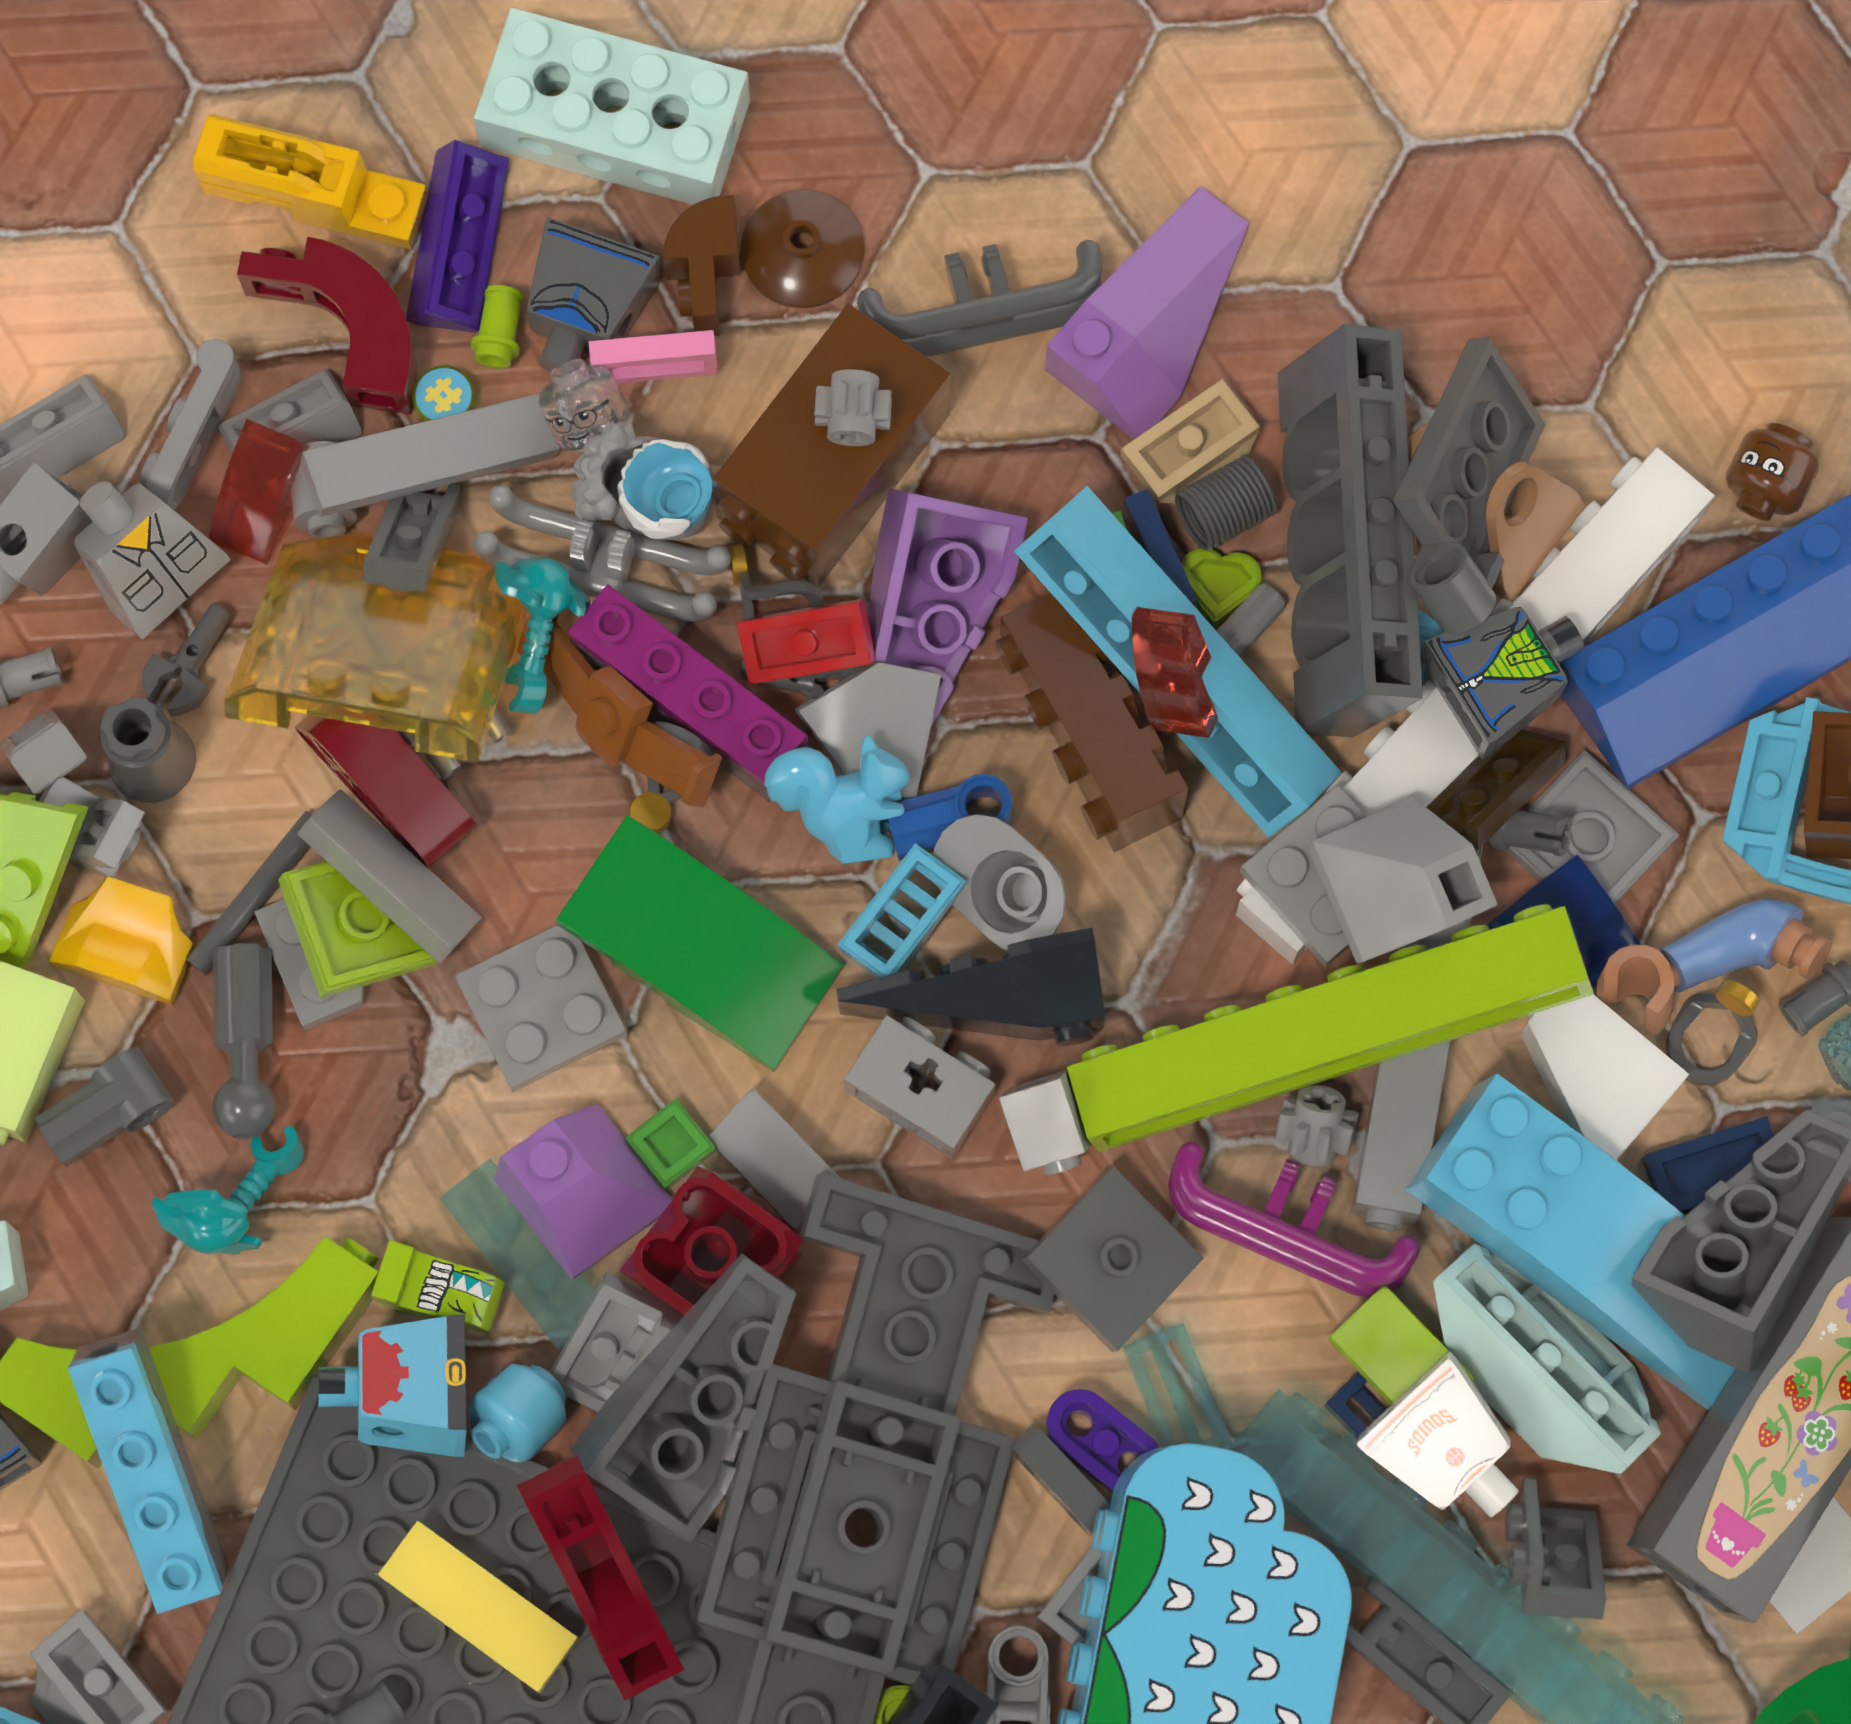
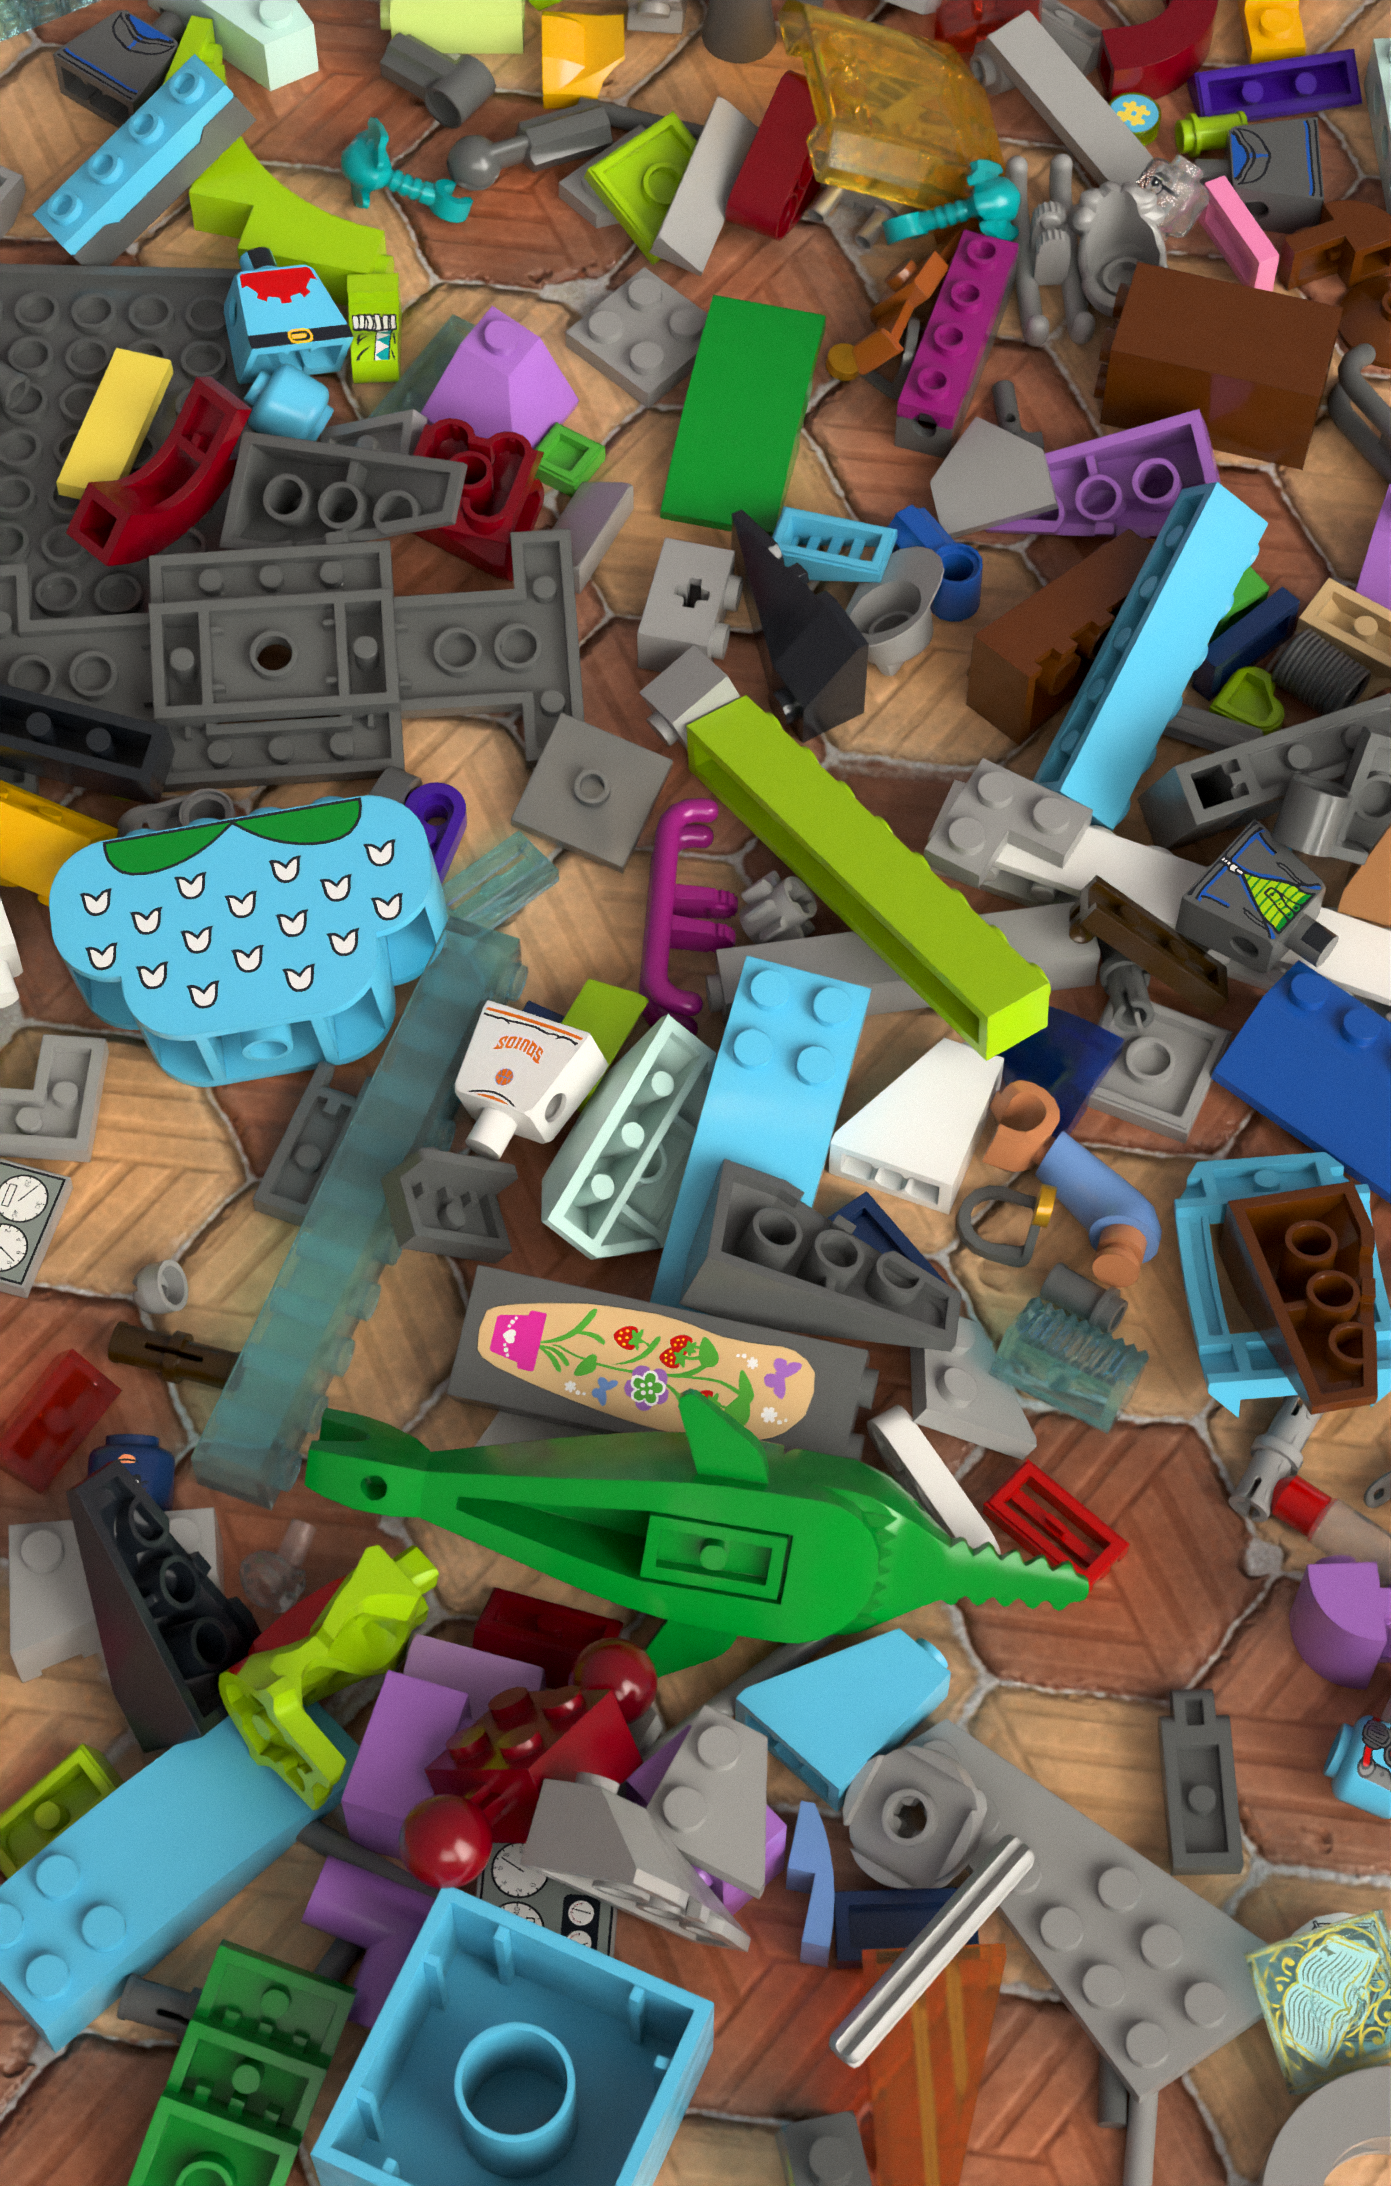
camera: 70 degrees right, 15 degrees down
(411, 539) = (995, 111): dark grey hinge -> none
(666, 488) = (1112, 247): medium azure hair -> none
(748, 592) = (1075, 360): dark grey piece -> none
(806, 641) = (1039, 399): red tile -> none
(842, 810) = (903, 467): medium azure animal -> none
(853, 407) = (1244, 319): light grey gear -> none
(1169, 672) = (1132, 613): clear red slope -> none
(1399, 878) = (1019, 863): light grey slope -> none

